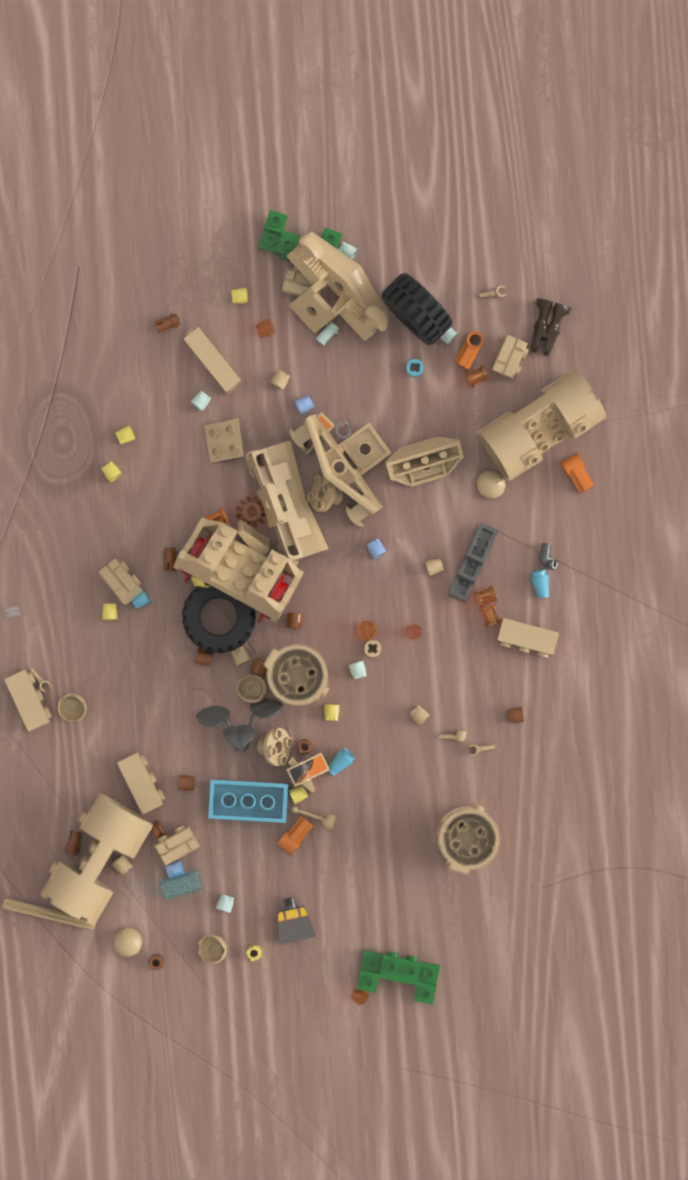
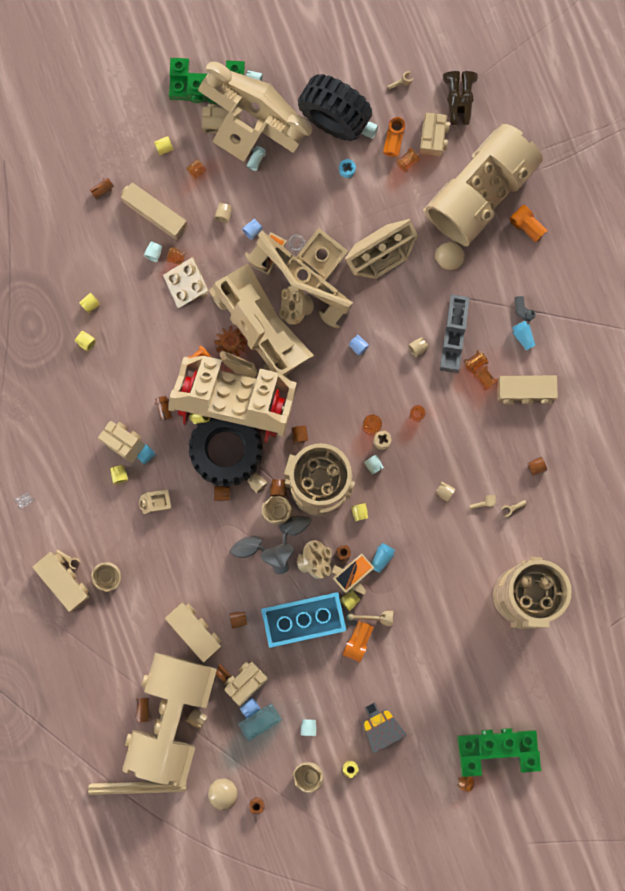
camera: 20 degrees left, 5 degrees down
(137, 648) = (155, 501): none -> tan bracket
(221, 411) = (175, 256): none -> clear orange hose

